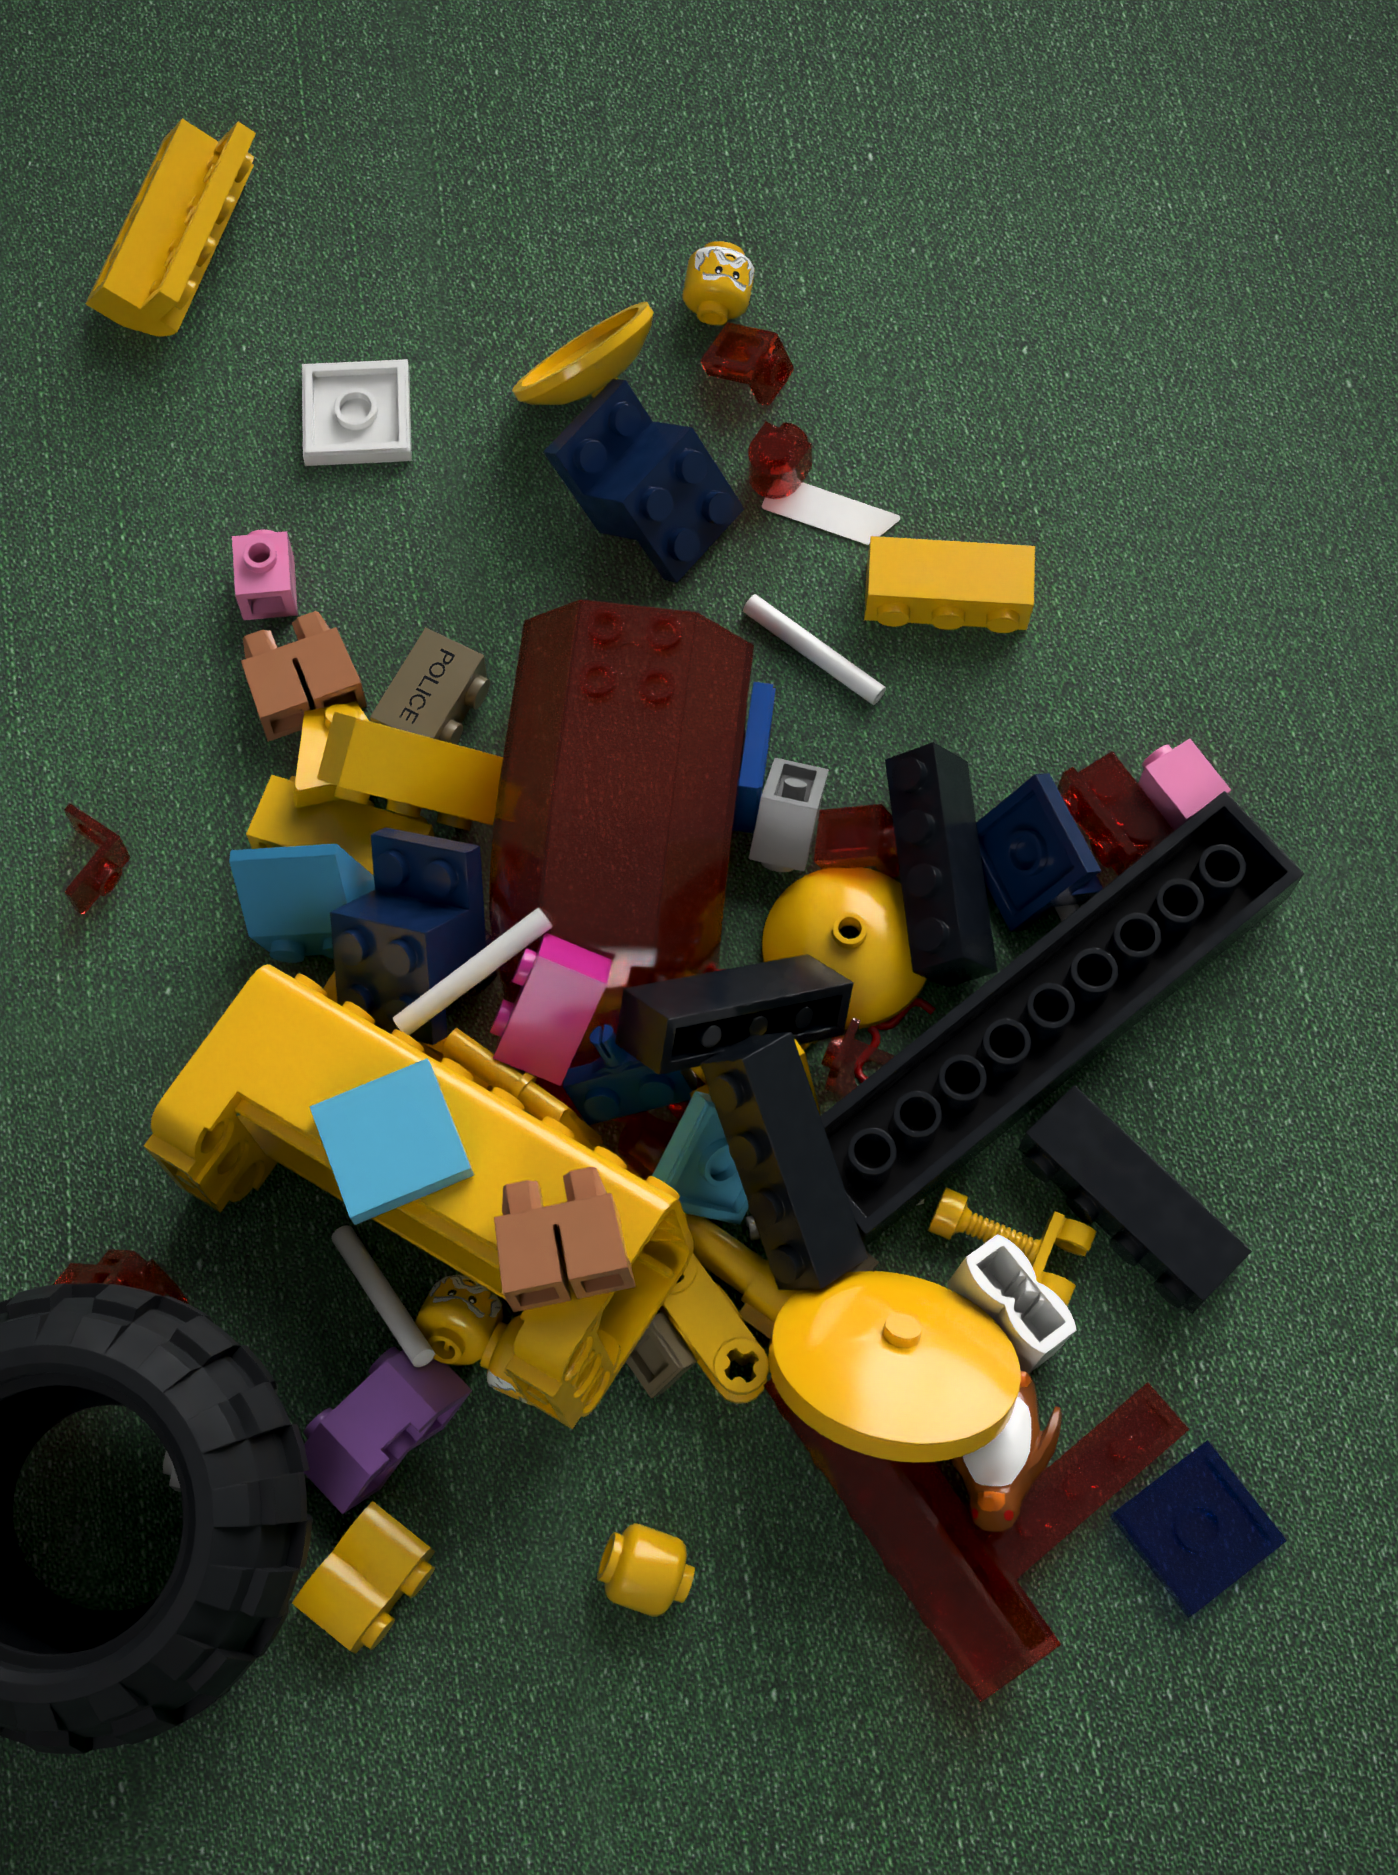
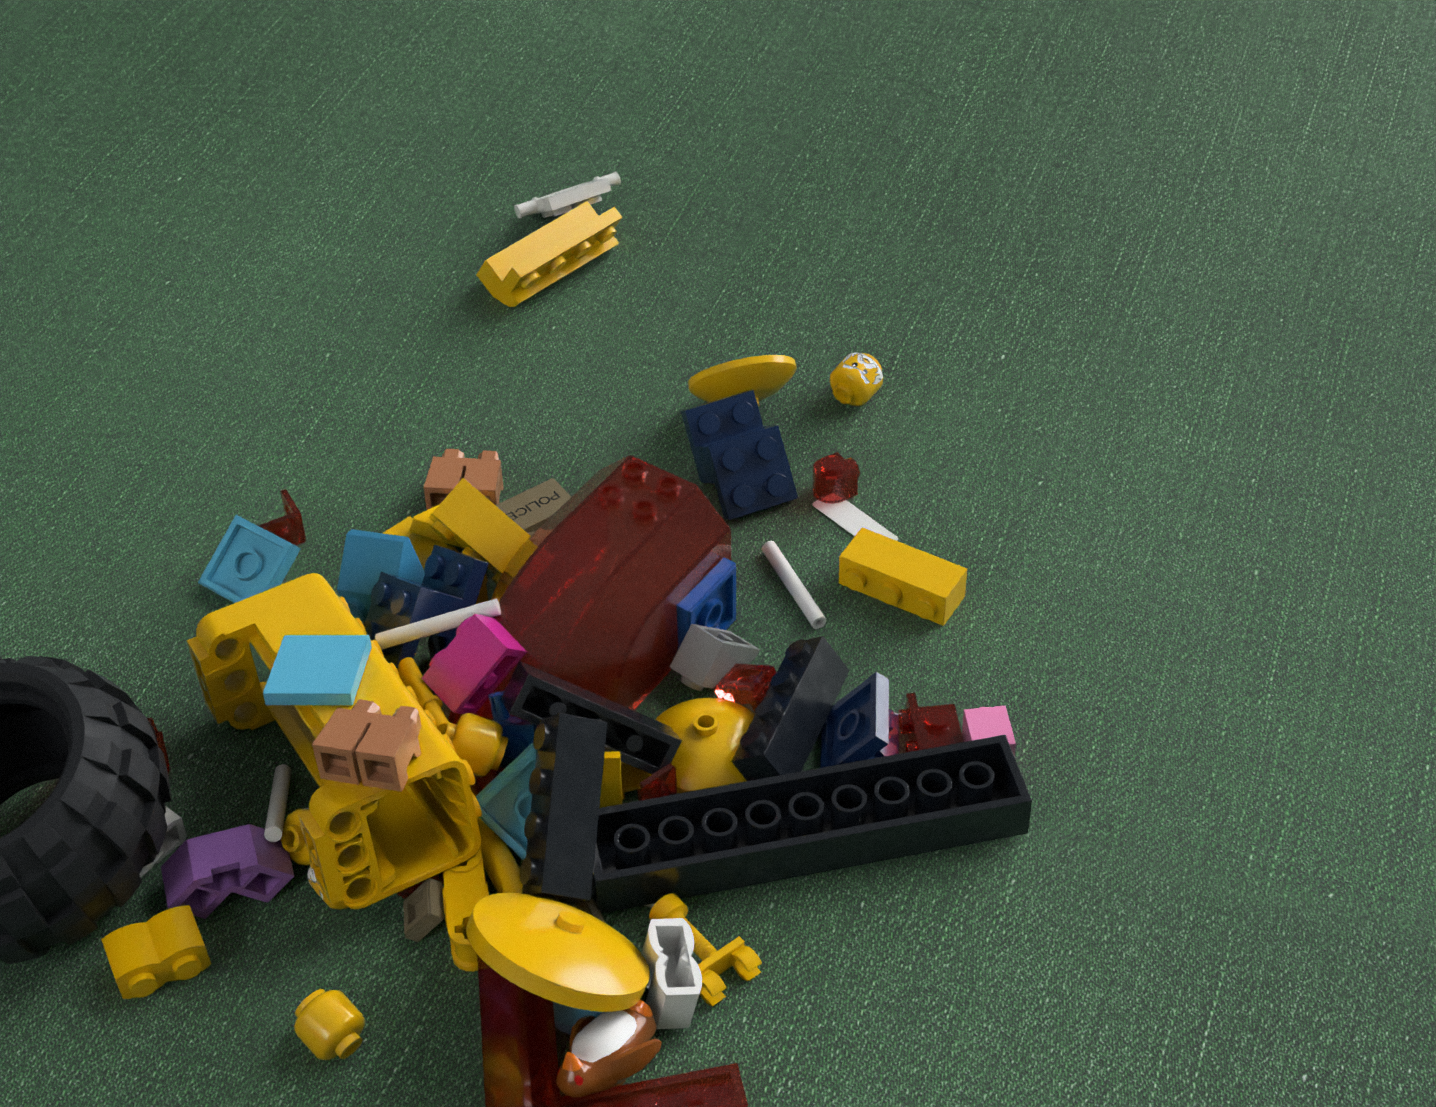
camera: 30 degrees right, 25 degrees down
(95, 946) = (248, 561): none -> medium azure tile
(139, 112) = (569, 198): none -> white plate
(264, 575) = (481, 427): bright pink brick -> none
(356, 412) = (595, 375): white tile -> none
(617, 1117) = (478, 742): none -> yellow head
(749, 358) = (854, 424): clear red bracket -> none
(1132, 1200) = (799, 957): black brick -> none

